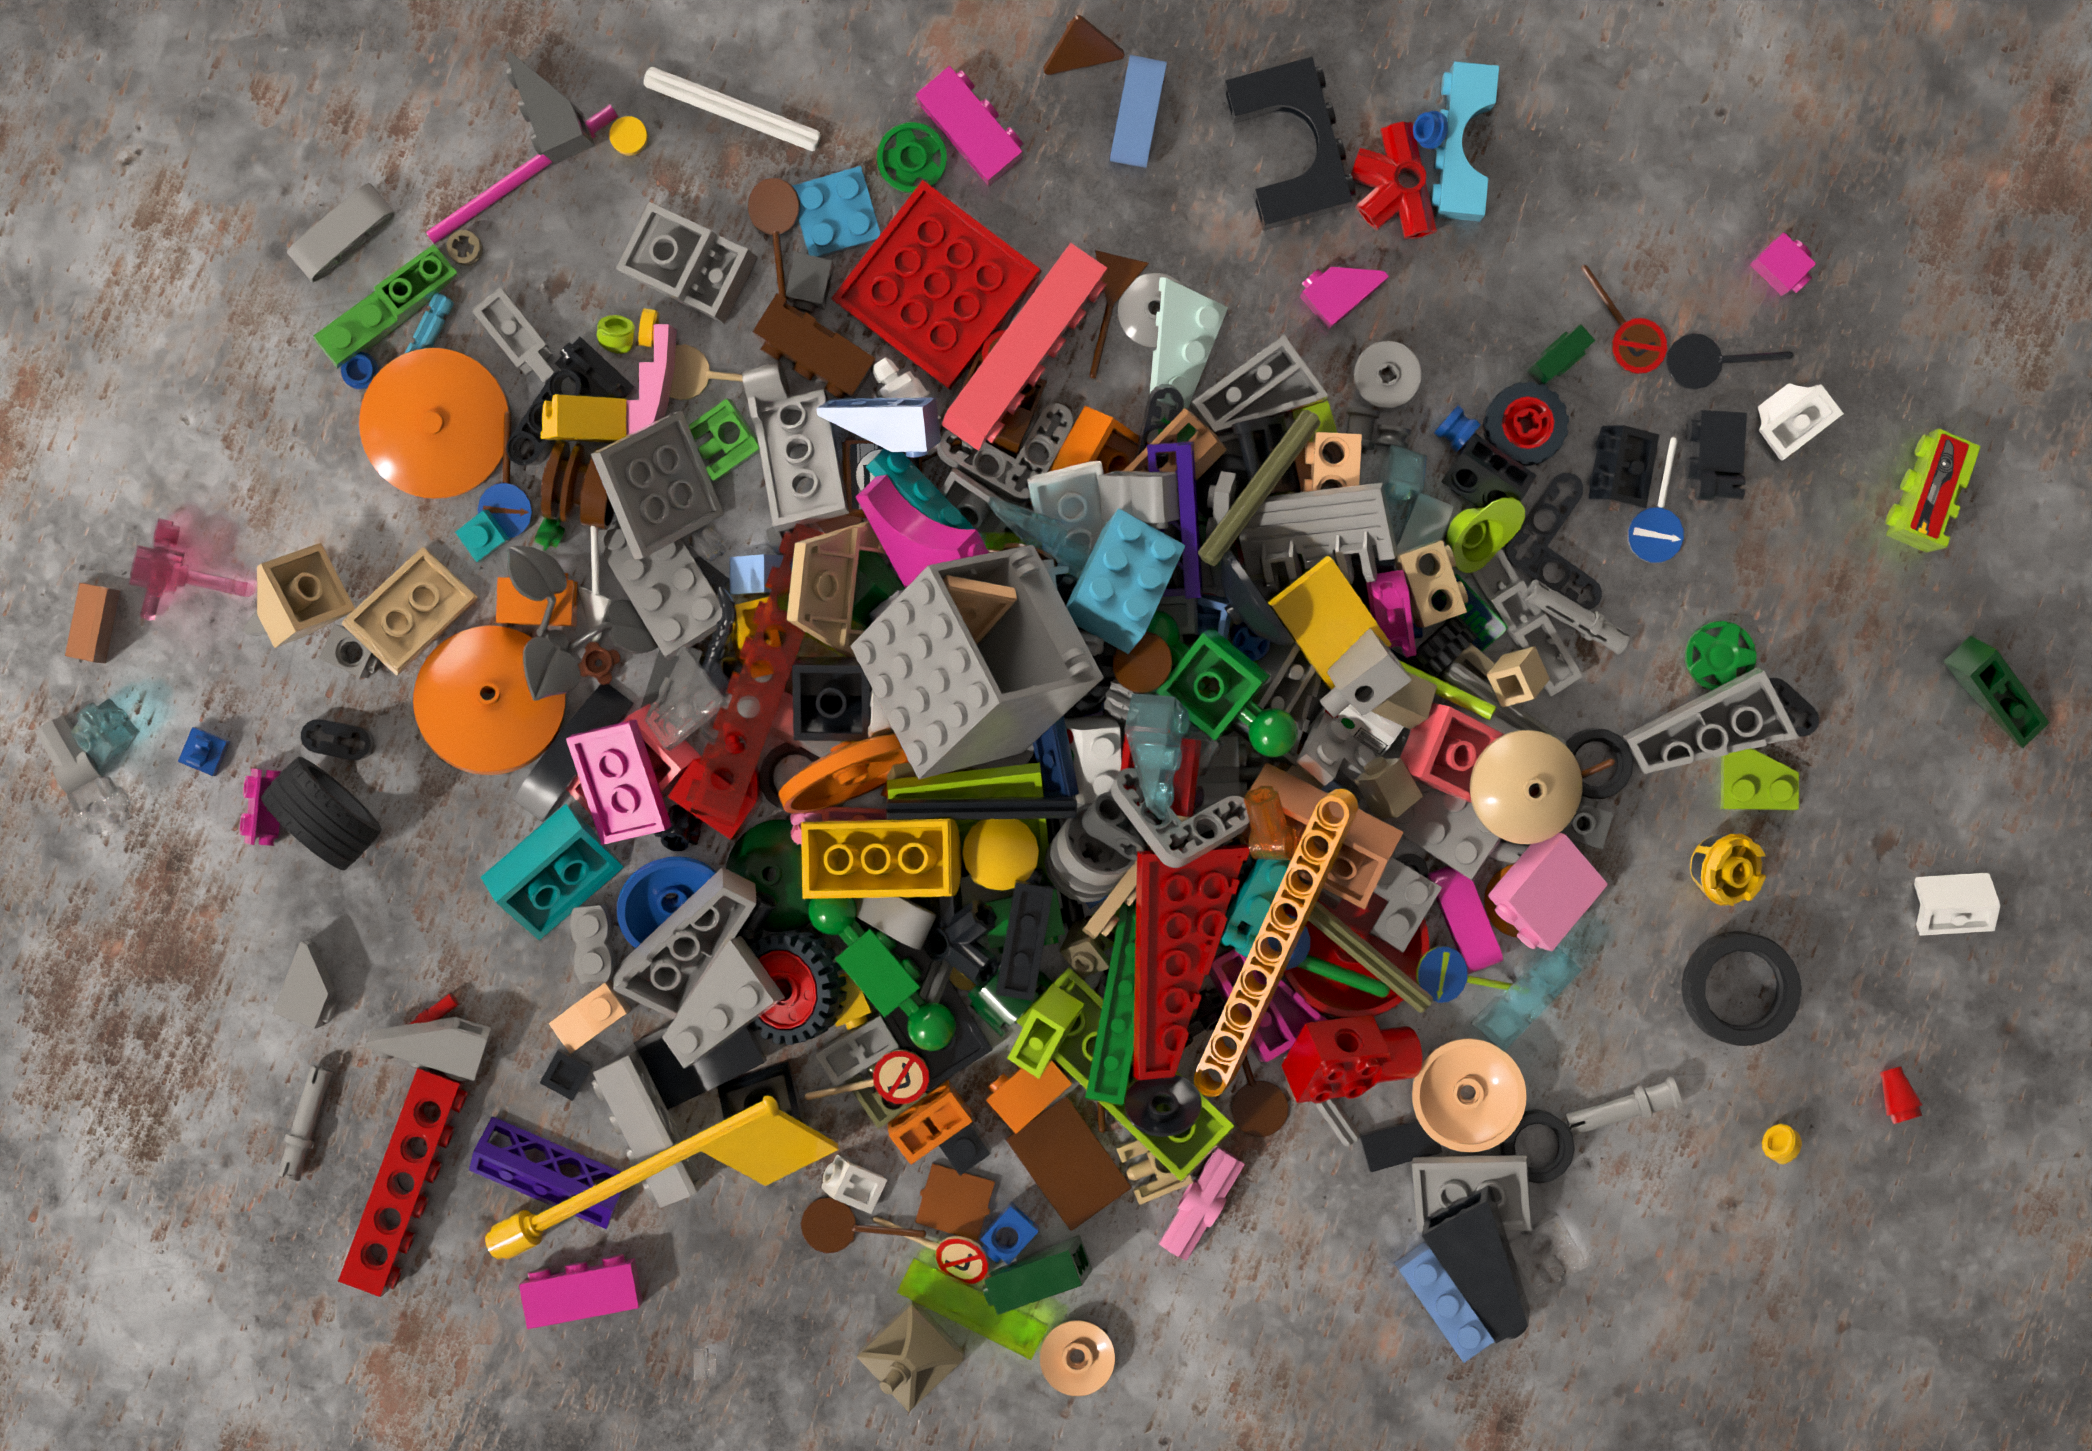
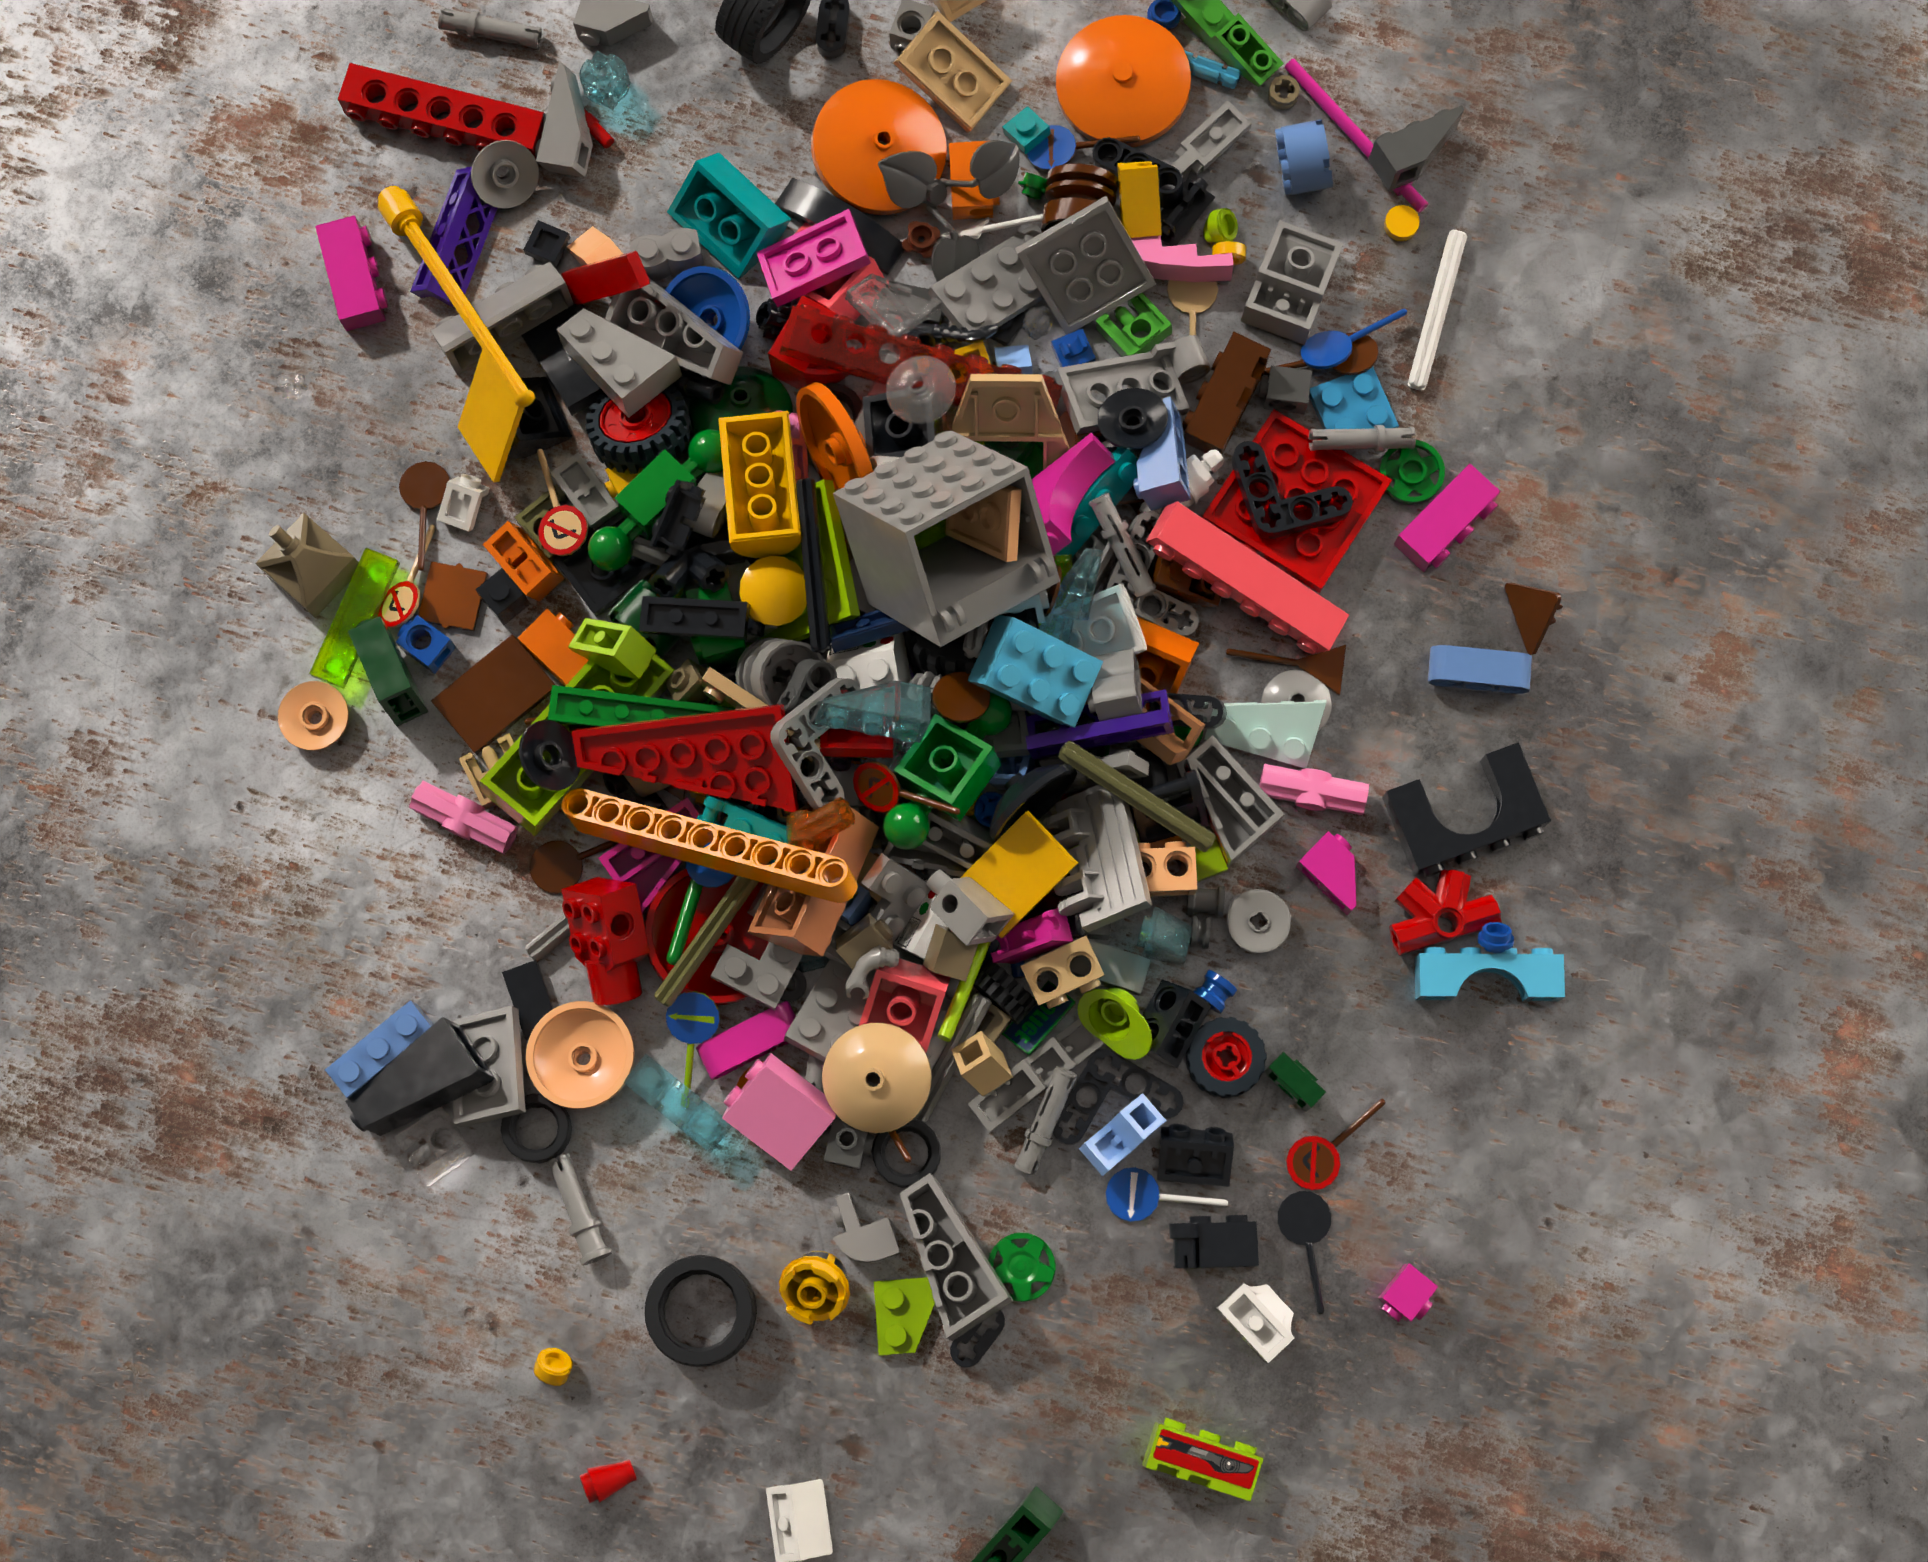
camera: 85 degrees right, 10 degrees down
(394, 994) = (605, 79): none -> clear light blue brick
(494, 1106) = (515, 185): none -> light grey dish
(549, 231) = (1304, 157): none -> medium blue brick
(627, 1010) = (606, 278): none -> red tile
(742, 508) = (1073, 349): none -> blue tile
(767, 227) = (1334, 347): none -> blue piece
(809, 662) = (927, 402): none -> clear dish
(824, 445) = (1130, 407): none -> black dish
(876, 192) = (1375, 438): none -> light grey pin
(901, 943) = (681, 501): none -> black hinge
(939, 491) = (1103, 508): none -> light grey pin
(950, 299) = (1283, 509): none -> black beam
(1233, 754) = (881, 790): none -> piece
(1252, 301) = (1314, 789): none -> bright pink piece
(1410, 778) = (873, 959): none -> light grey piece
(1598, 539) = (1122, 1134): none -> light blue brick
(1684, 818) = (864, 1243): none -> light grey brick

